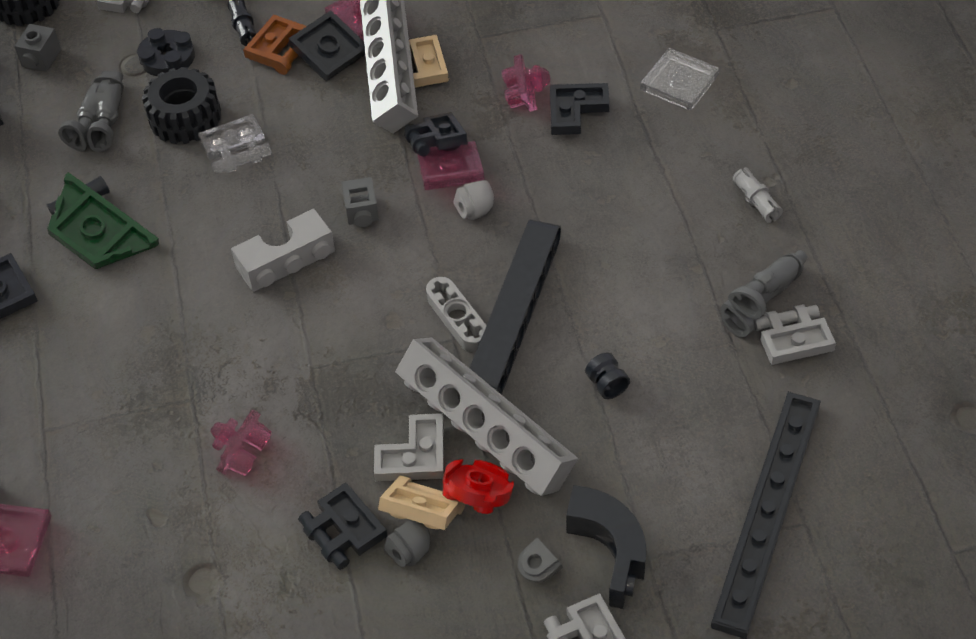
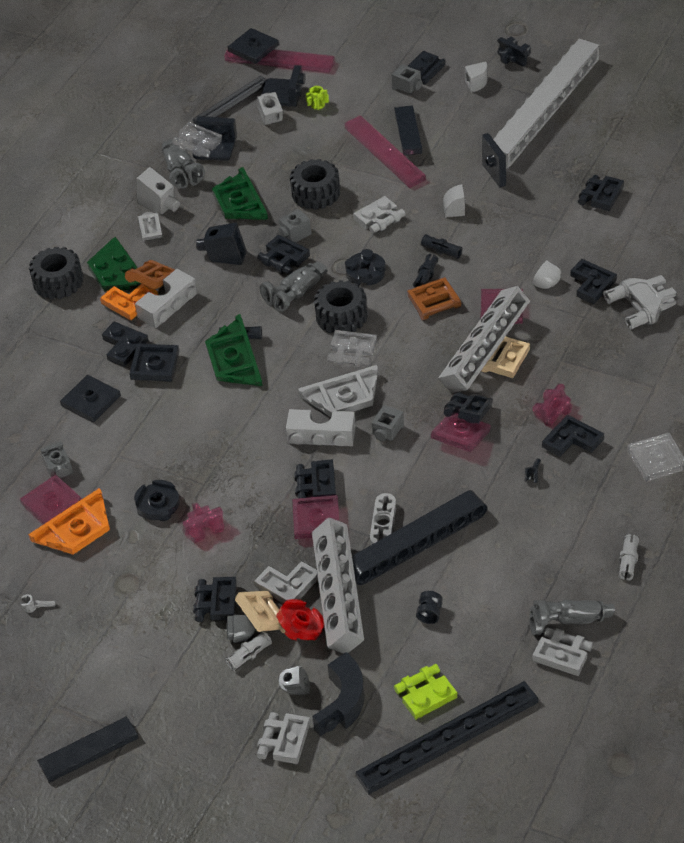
camera: 40 degrees right, 5 degrees down
(51, 79) = (287, 251): none -> black plate
(68, 551) = (74, 526): none -> orange wing
(153, 469) = (157, 510): none -> black plate
(270, 198) = (344, 392): none -> light grey wing
(328, 45) = (457, 314): black plate -> none
(341, 307) = (322, 479): none -> black plate
(371, 354) = (311, 512): none -> clear pink plate
(443, 563) = (248, 651): none -> light grey pin
(474, 199) = (455, 460): light grey piece -> none
(570, 165) = (531, 473): none -> black hand
(703, 478) = (428, 697): none -> lime plate

